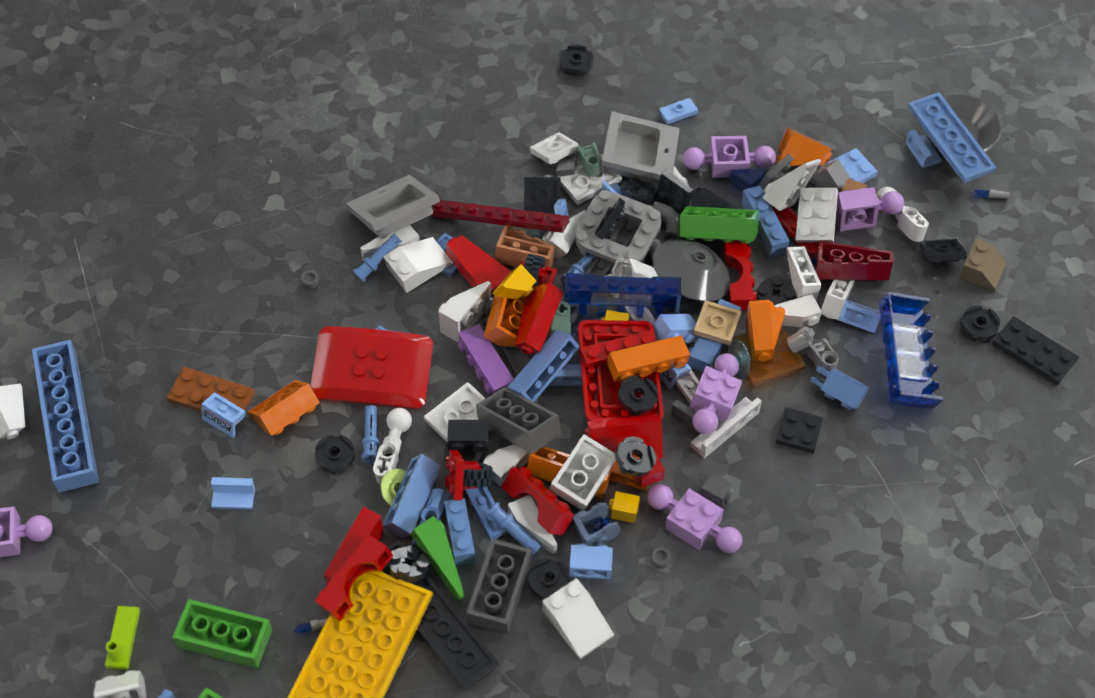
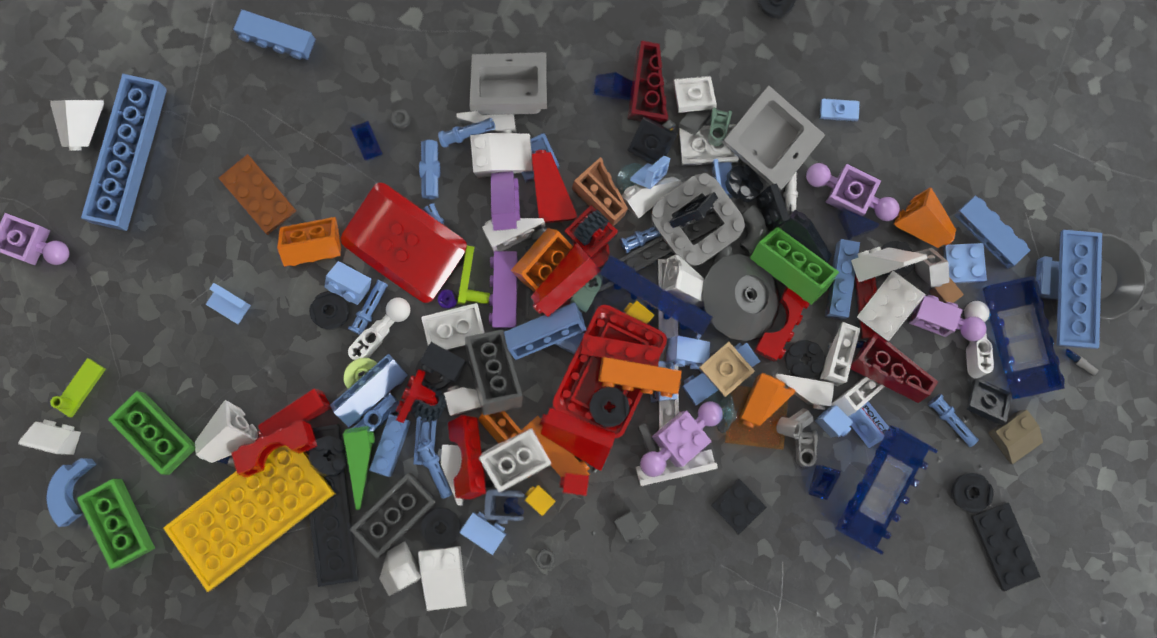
camera: 30 degrees right, 25 degrees up
(157, 265) = (274, 34): none -> medium blue brick
(222, 414) = (255, 221): light blue panel -> none
(289, 305) = (366, 140): none -> clear blue slope
(293, 602) = (224, 433): none -> white slope
(339, 420) = (347, 283): none -> light blue brick
(360, 302) = (429, 169): none -> medium blue piece
(438, 393) = (447, 298): none -> dark purple tile
(445, 285) = (504, 201): none -> medium lavender brick
(446, 373) = (464, 293): none -> lime piece
(481, 173) = (613, 86): none -> clear blue slope
(501, 216) = (598, 148): dark red plate -> none
(510, 157) = (648, 85): none -> dark red wedge
(516, 284) = (563, 238): yellow slope -> none
(534, 630) = (399, 569): none -> white slope
(630, 465) = (568, 484): plate -> none
(694, 519) = (592, 543): lavender brick -> none
(777, 171) = (877, 238): dark grey plate -> none
(832, 321) = (834, 422): none -> light blue brick
(841, 387) = (800, 489): medium blue hinge -> none
(855, 135) = (992, 232): none -> medium blue brick
(856, 367) = (823, 481): none -> clear blue slope
(916, 276) = (947, 412): none -> medium blue pin
(936, 196) = (1023, 337): none -> clear blue window

